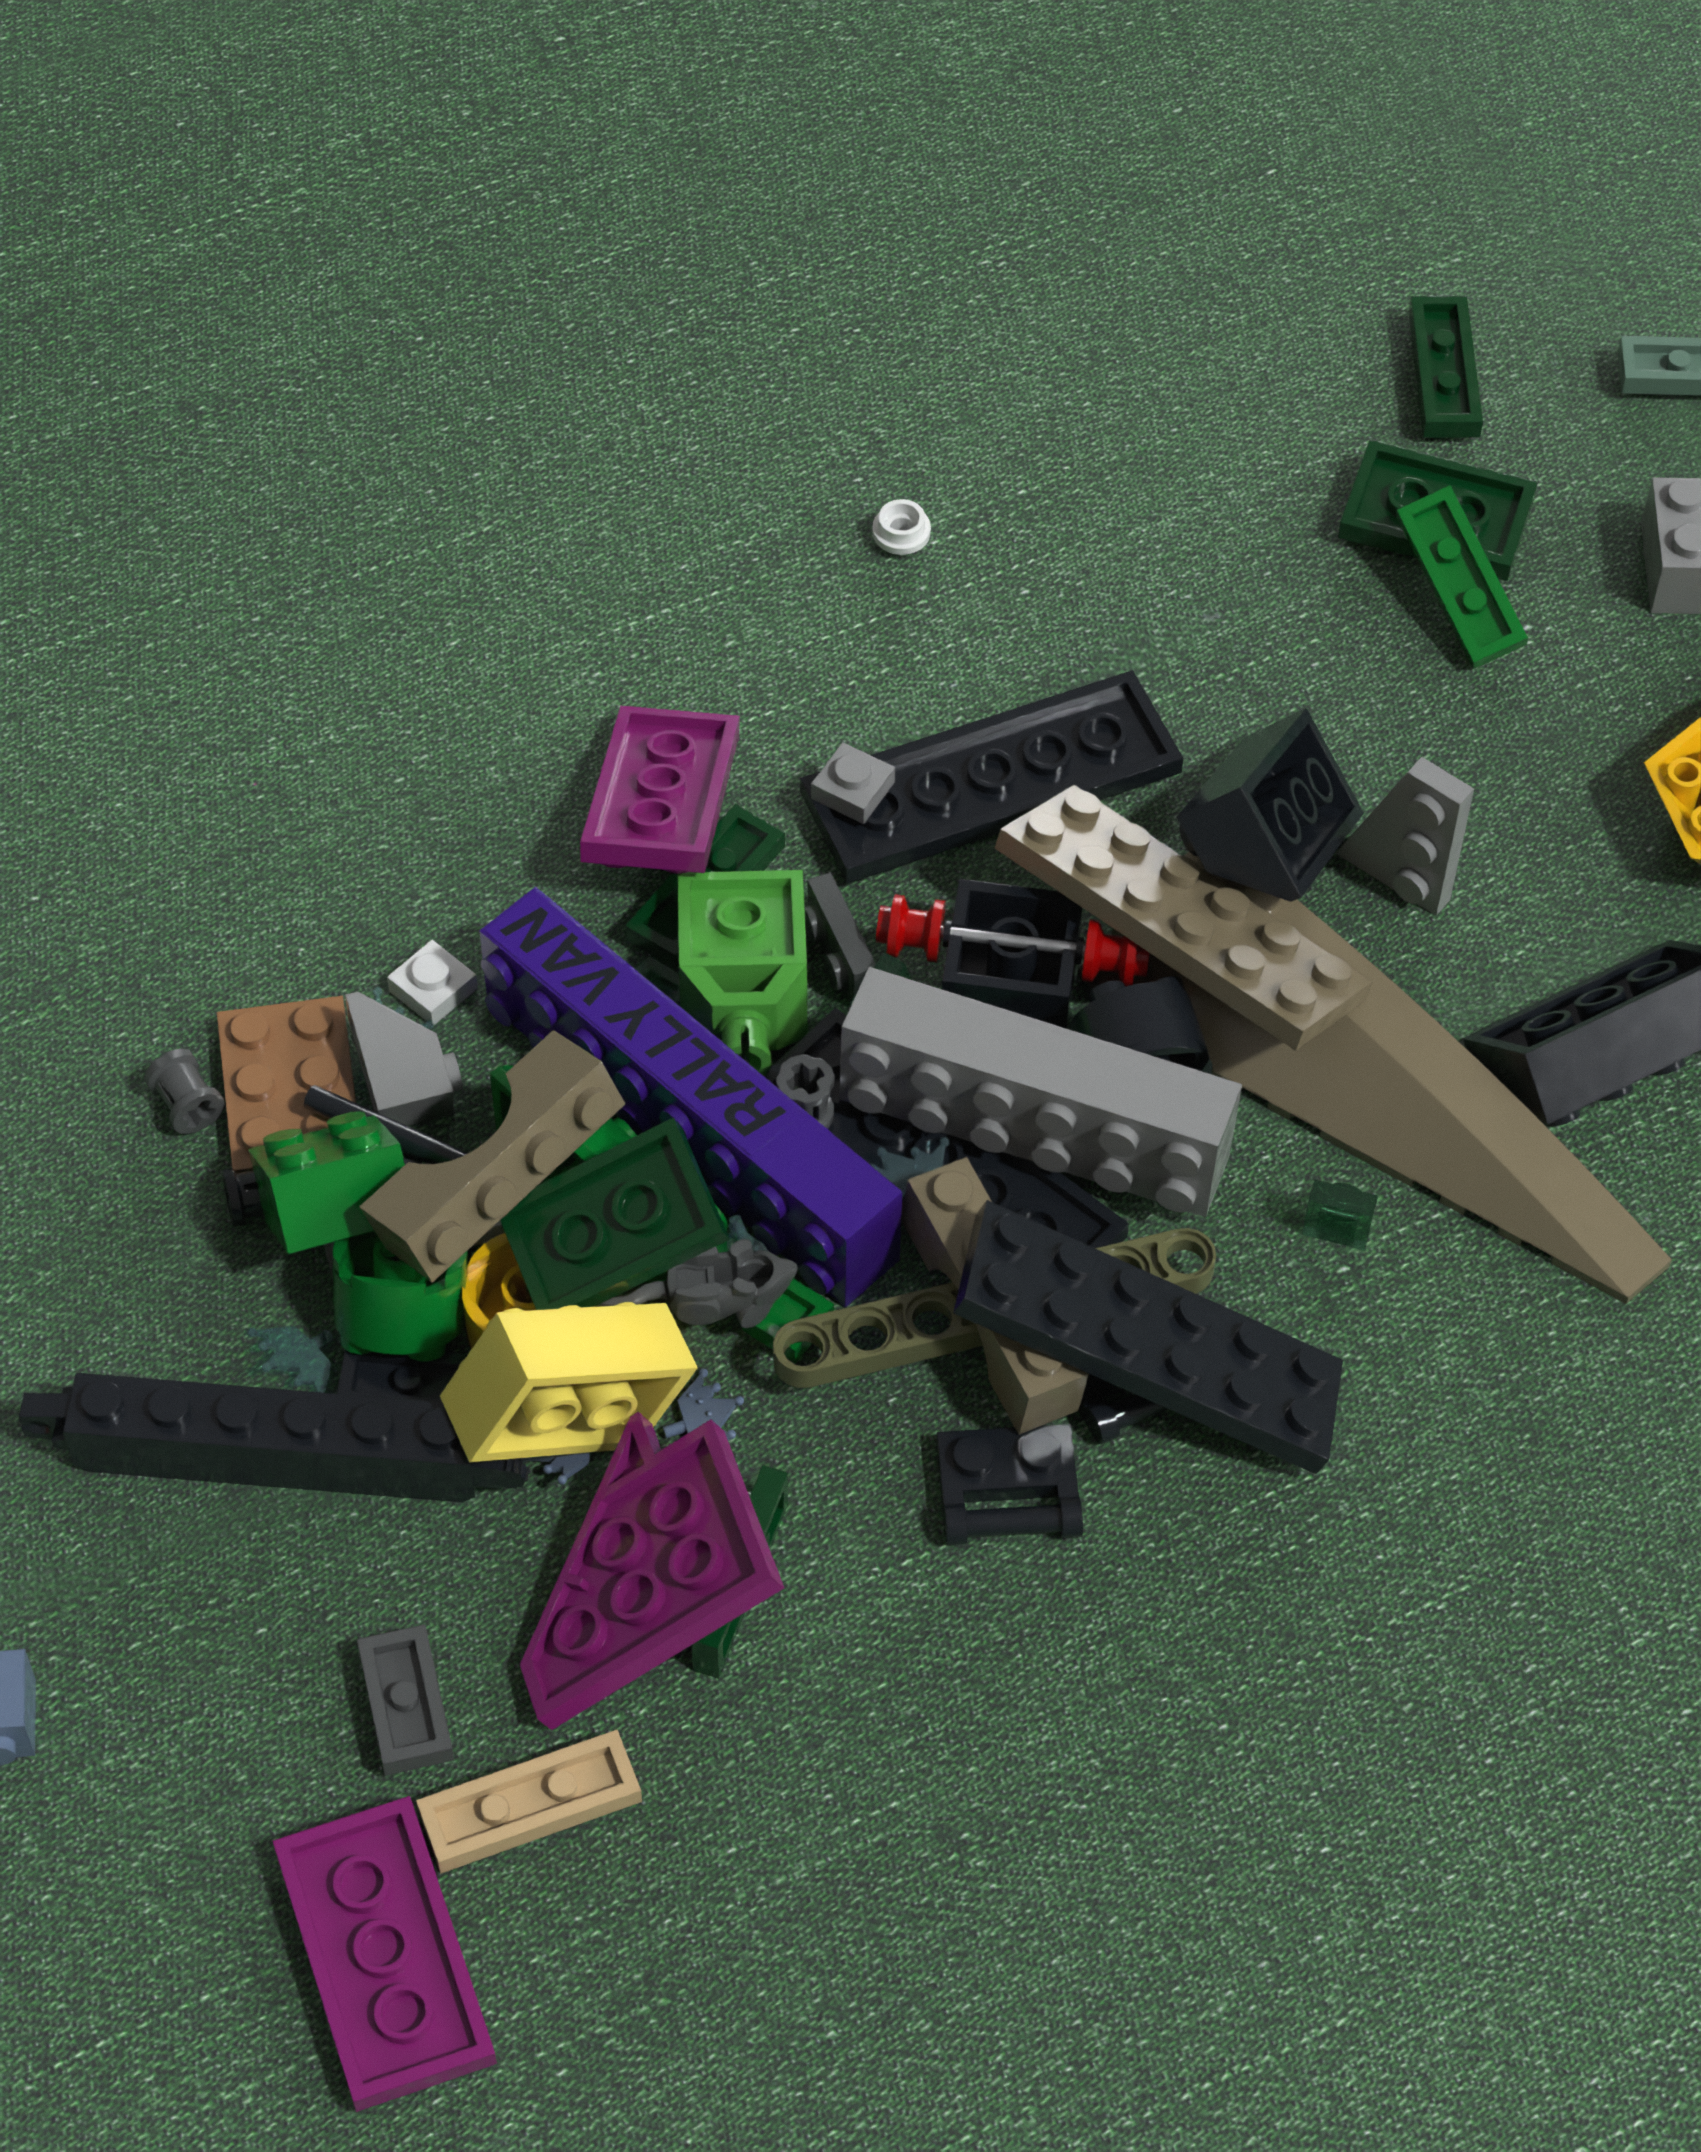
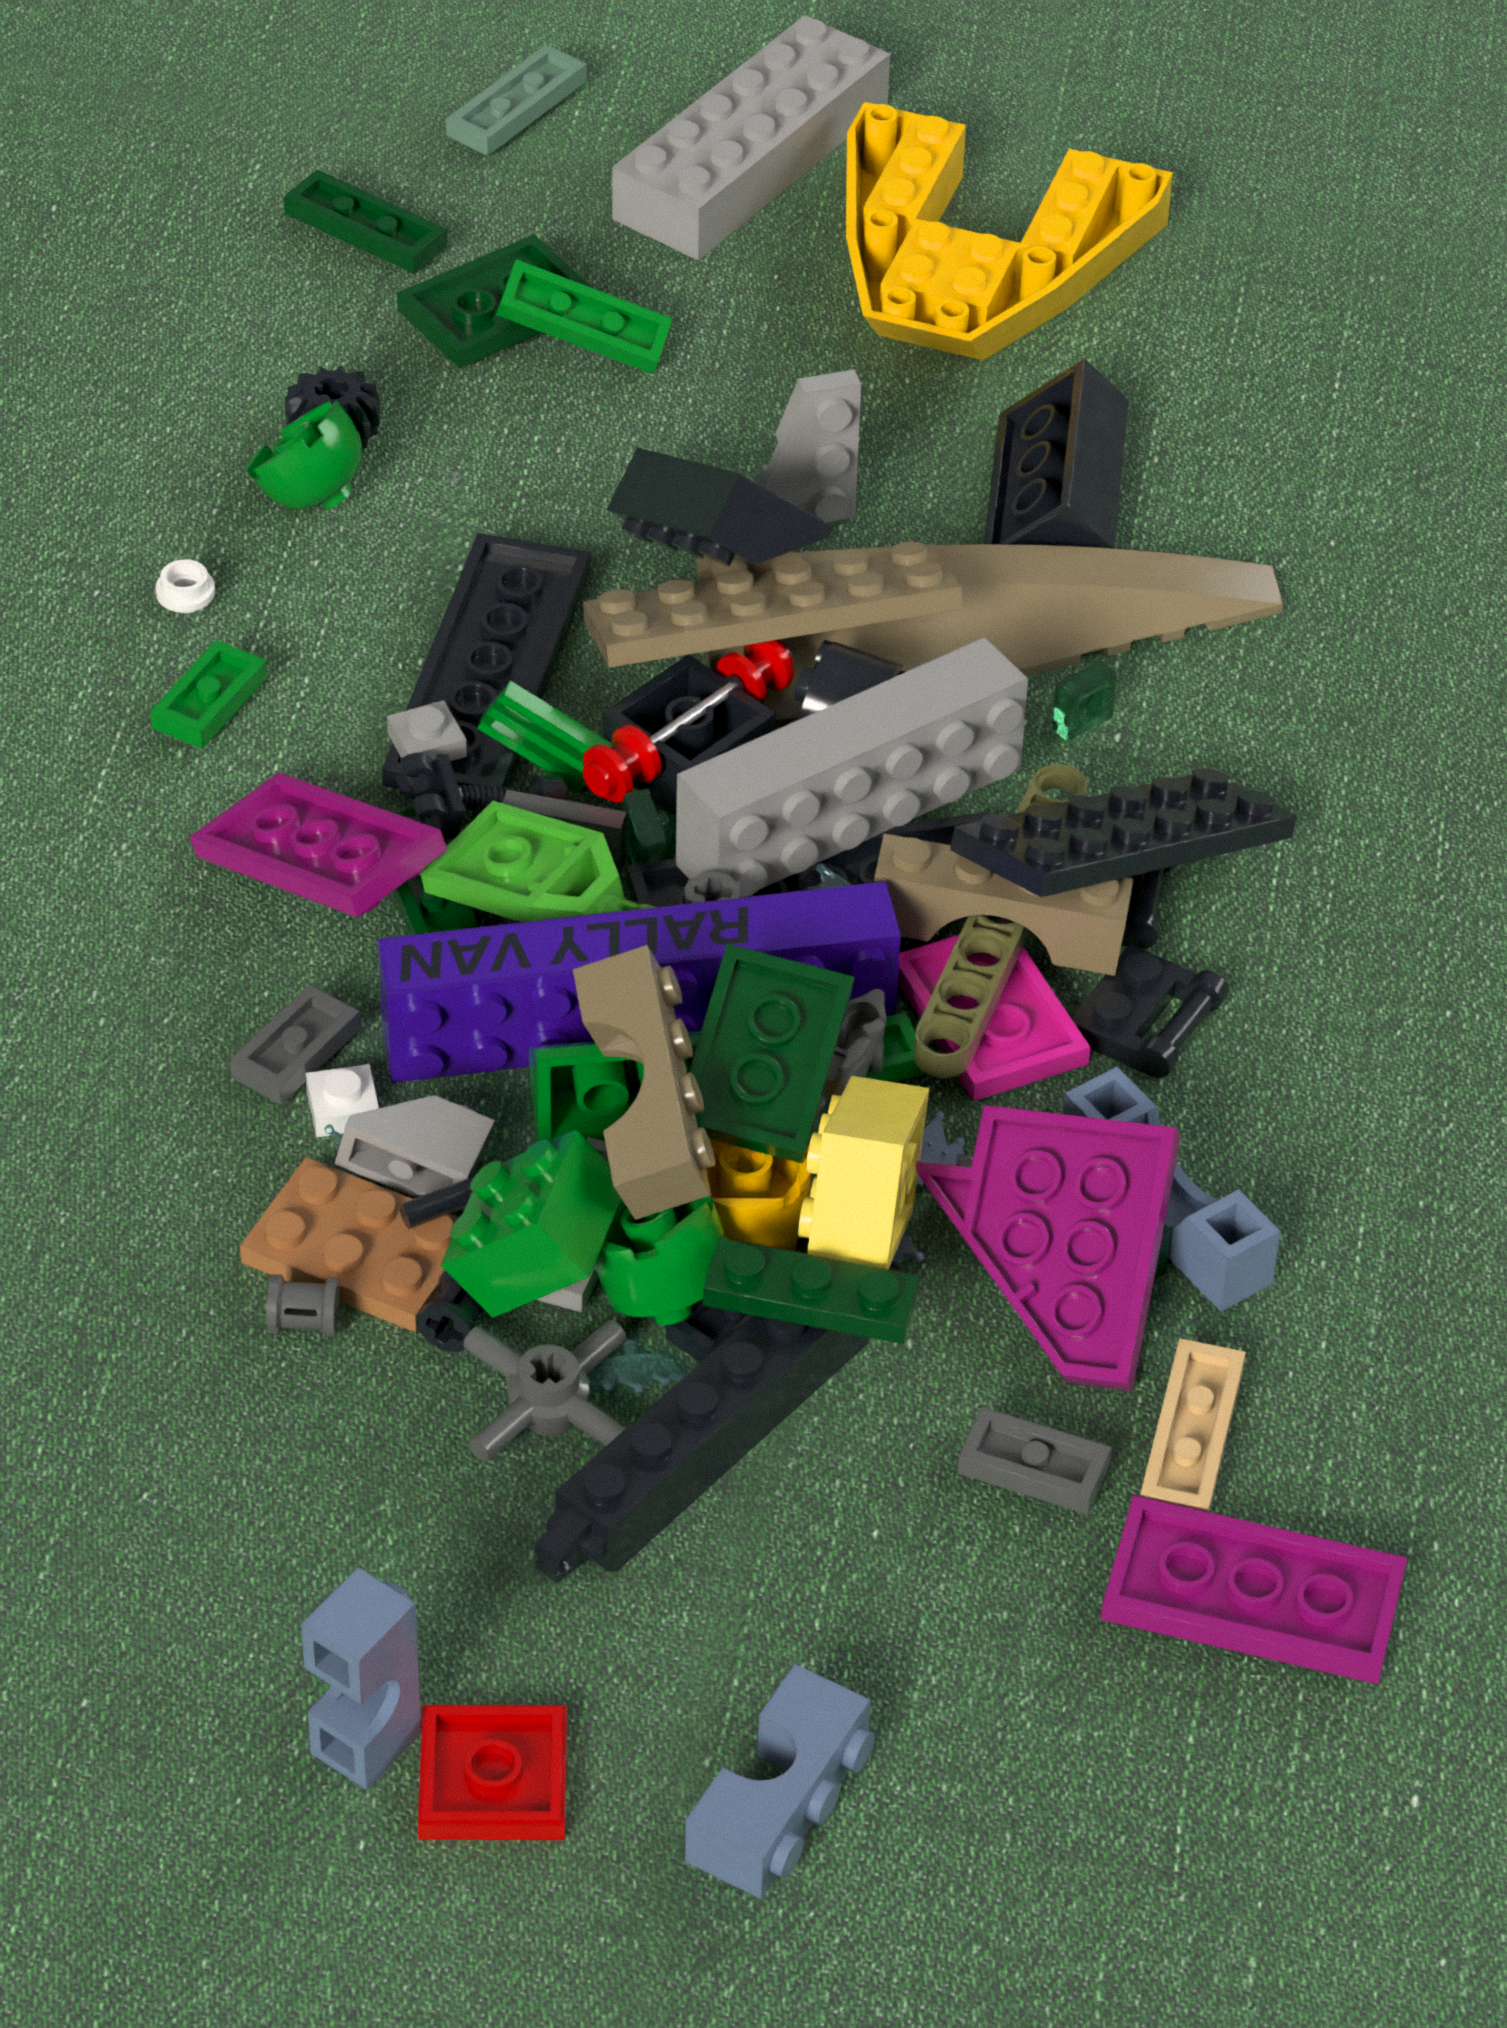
camera: 55 degrees left, 10 degrees down
(217, 1303) = (545, 1388): none -> dark grey bar
(404, 1419) = (810, 1290): none -> dark green plate
(448, 910) = (294, 1044): none -> dark grey plate
(763, 1661) = (1215, 1242): none -> sand blue arch
(792, 618) = (208, 694): none -> green plate
(806, 815) = (450, 800): none -> black bar
(897, 1409) = (1026, 1035): none -> dark pink plate
(919, 853) = (540, 733): none -> green tile
(1101, 510) = (310, 460): none -> green cylinder
(1189, 488) = (351, 390): none -> black gear

